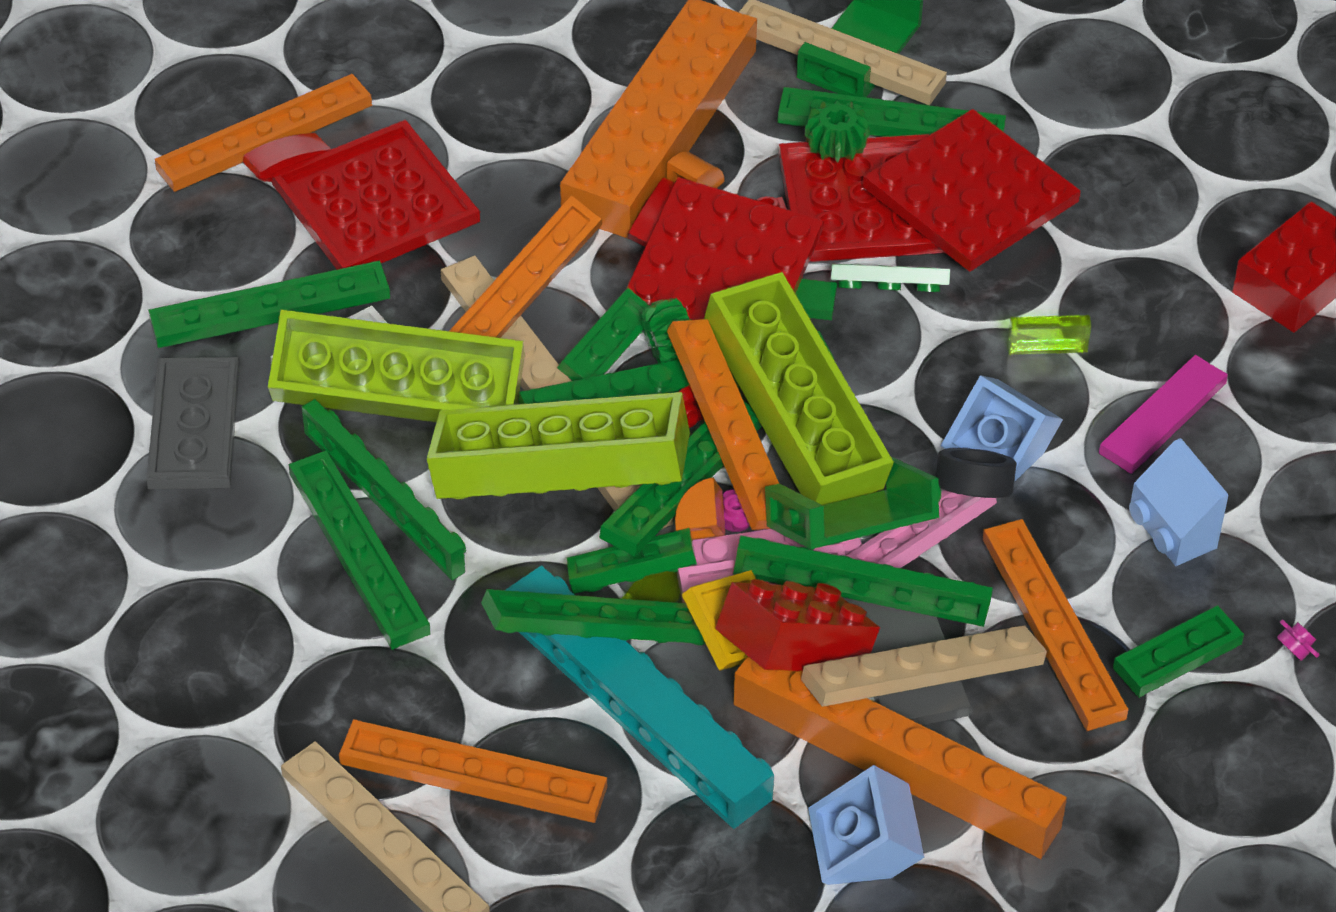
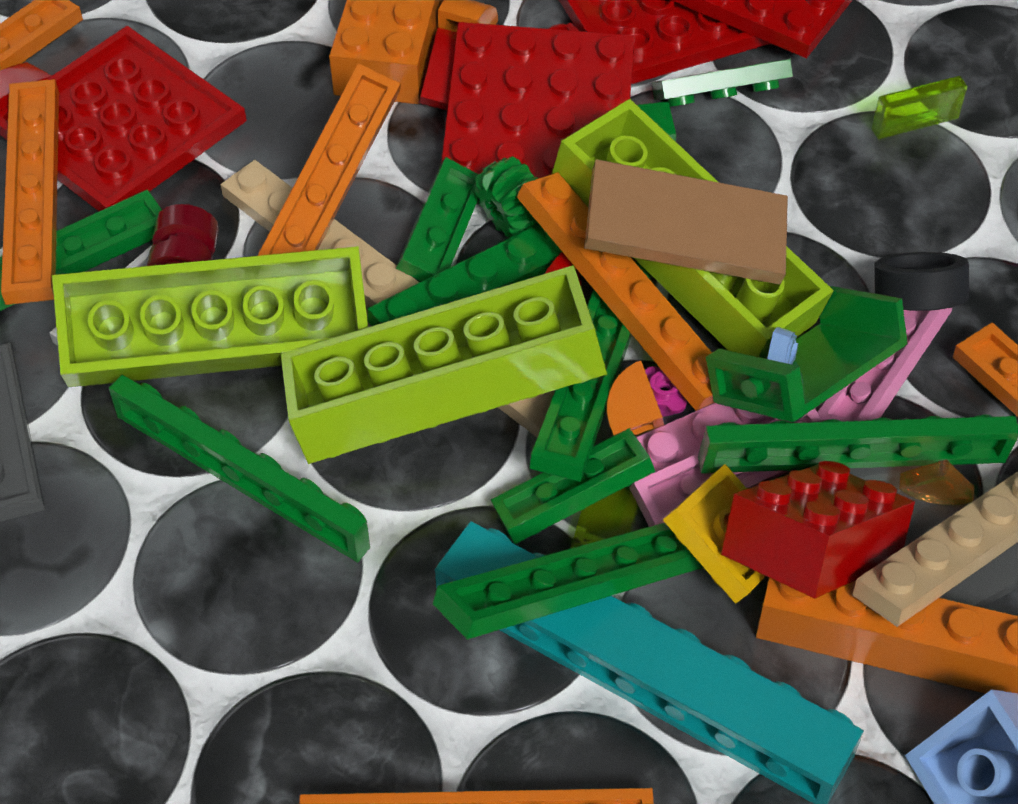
camera: 15 degrees left, 5 degrees up
(286, 239) = (30, 193): none -> orange plate
(359, 550) = (235, 556): green plate -> none
(394, 303) = (183, 235): none -> dark red wheel
(788, 380) = (687, 222): none -> medium nougat tile
(830, 496) = (783, 346): none -> light blue tile
(914, 625) = (937, 484): none -> clear orange tile
(1004, 423) = (917, 217): light blue slope -> none

